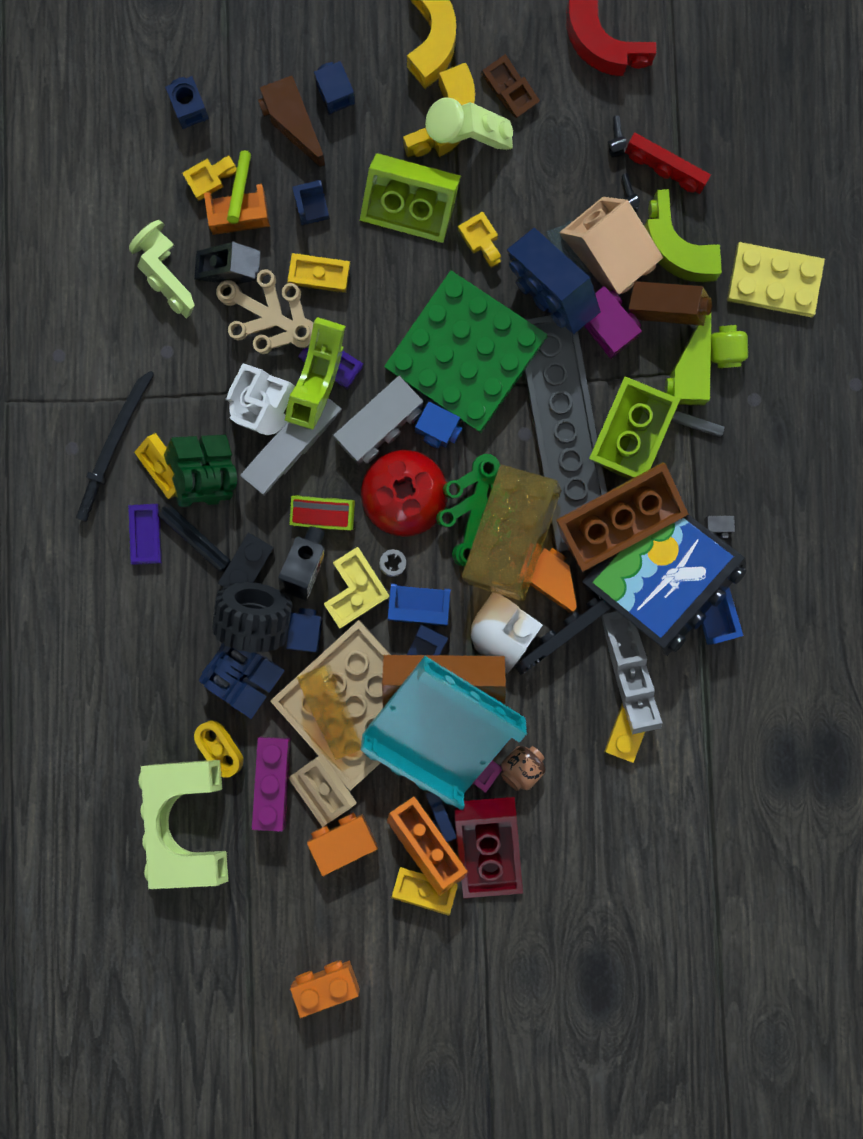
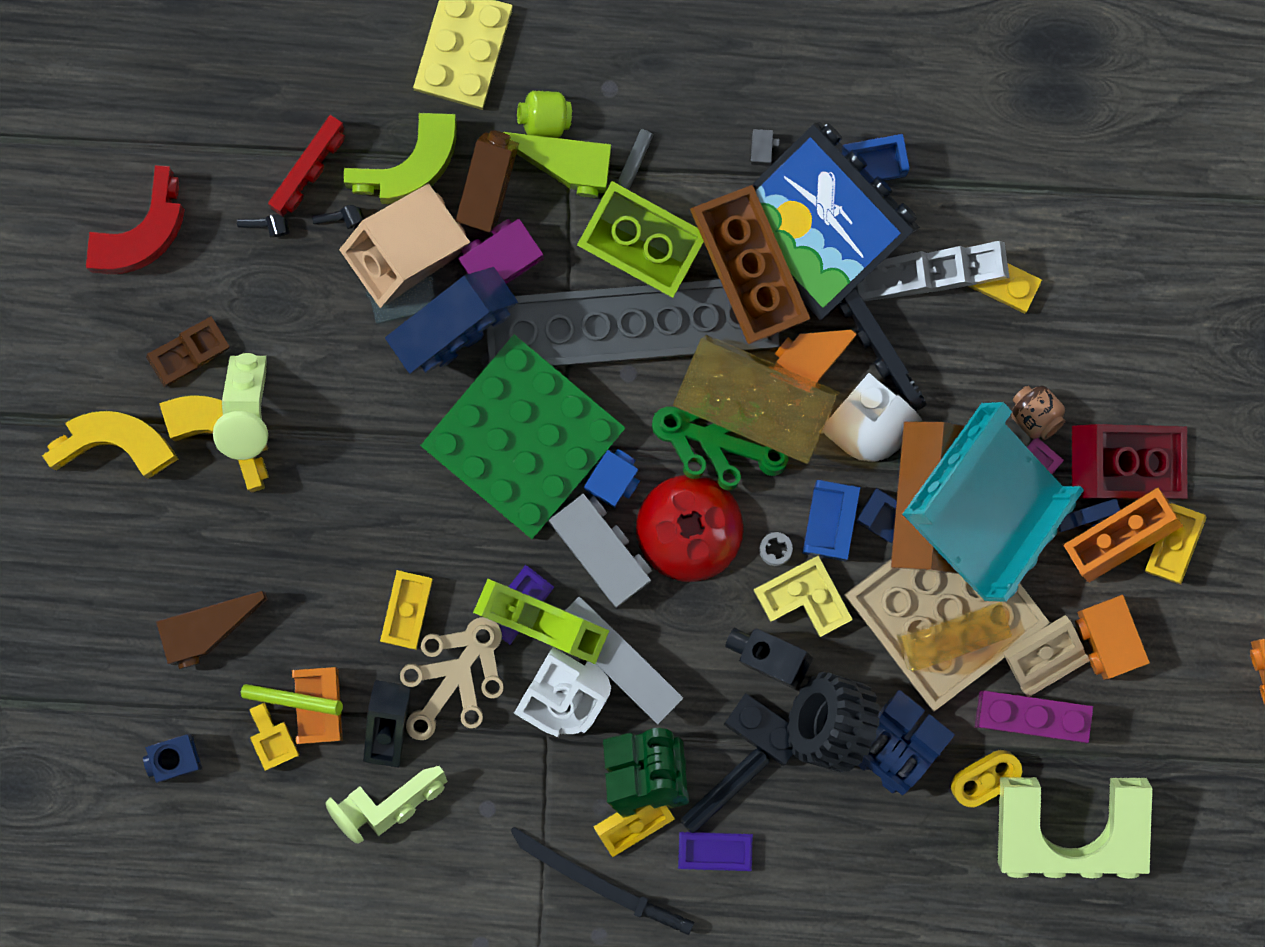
camera: 80 degrees left, 0 degrees up
(304, 631) = (852, 661): dark blue brick -> none
(311, 202) = (318, 612): dark blue panel -> none
(322, 512) = (708, 630): slope -> none
(334, 86) = (170, 571): dark blue brick -> none
(409, 197) = (321, 488): lime slope -> none
(479, 236) = (376, 406): yellow plate -> none

